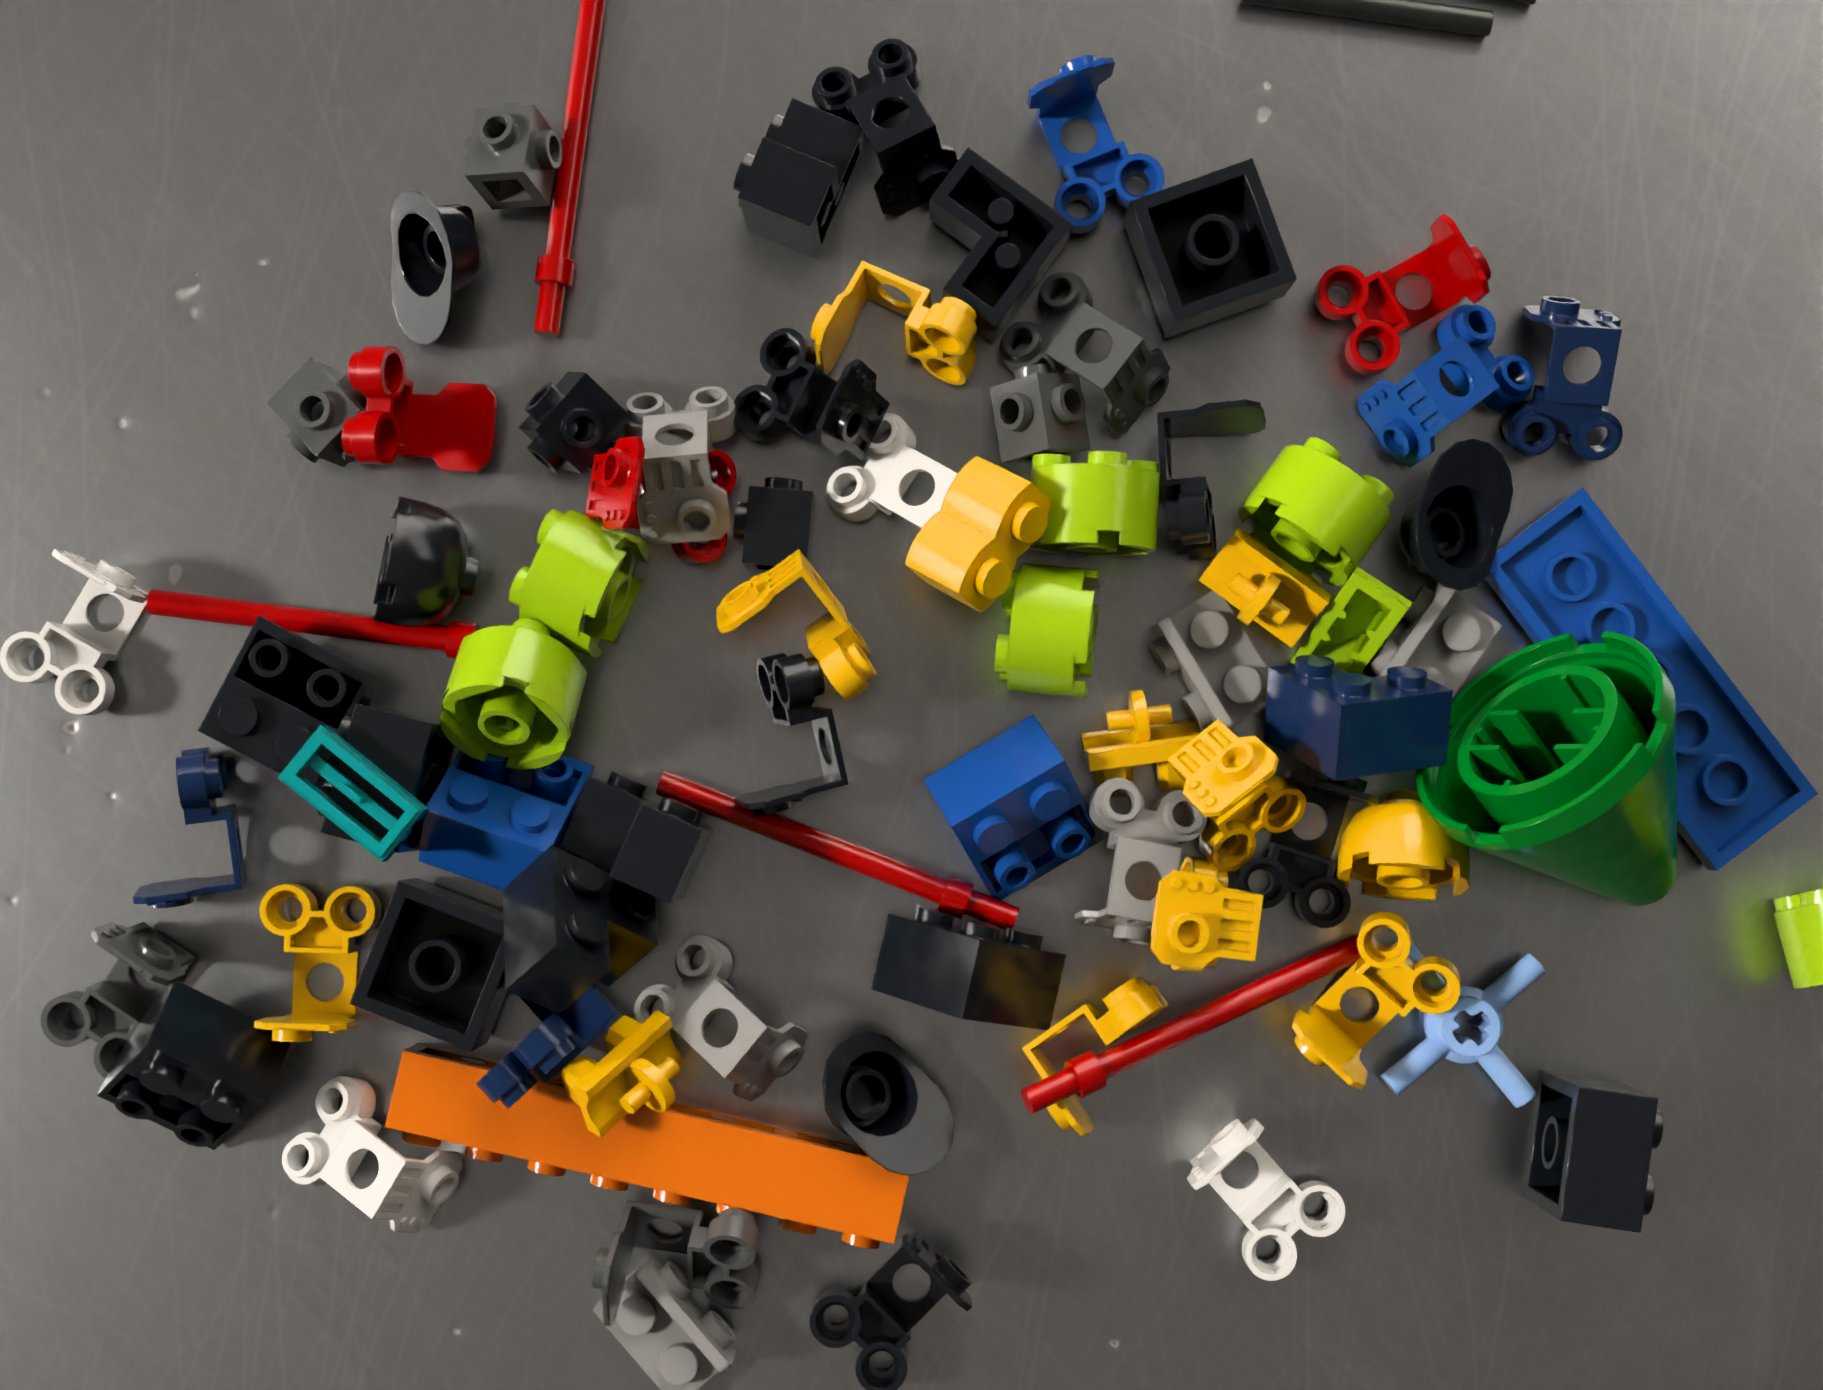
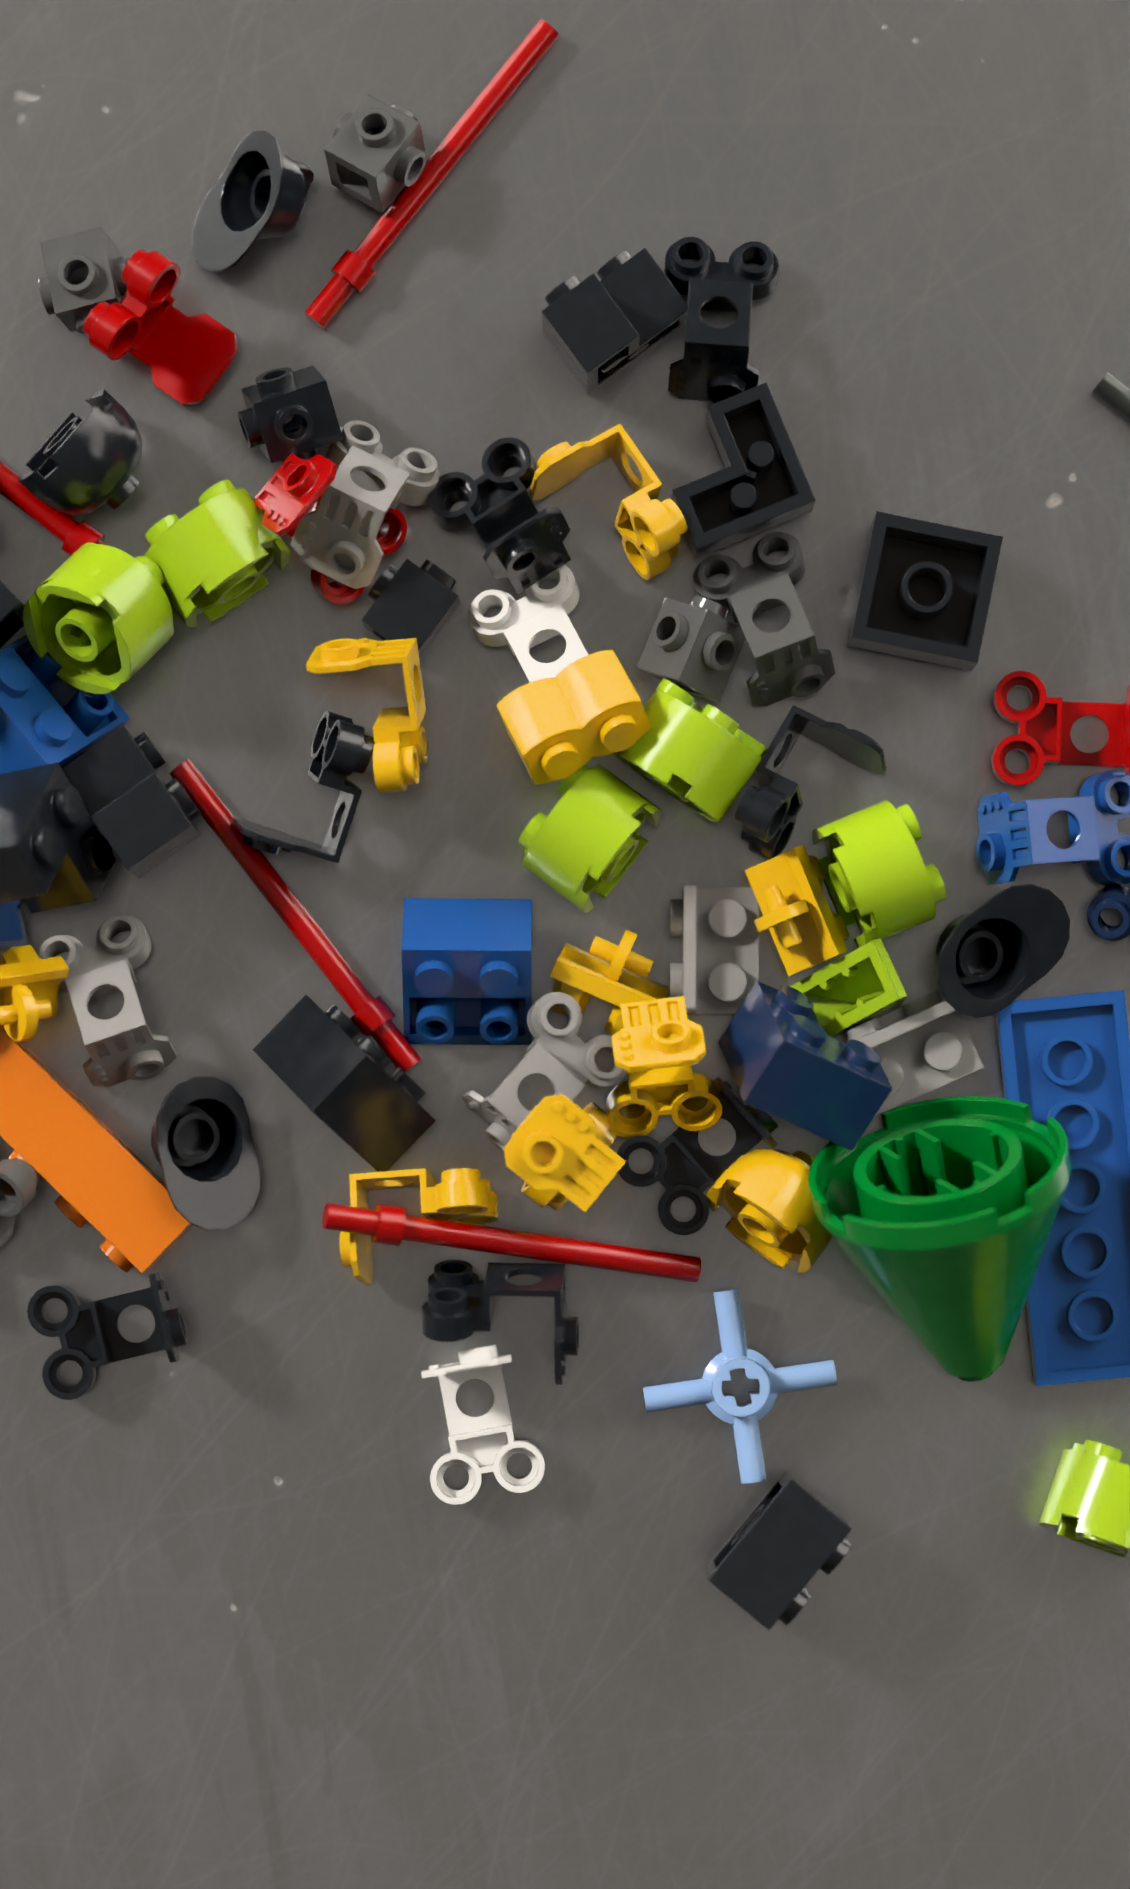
camera: 35 degrees right, 0 degrees up
(1107, 165) = (873, 464): blue piece -> none
(1187, 1098) = (464, 1304): none -> black piece
(1333, 1038) = (621, 1322): yellow piece -> none

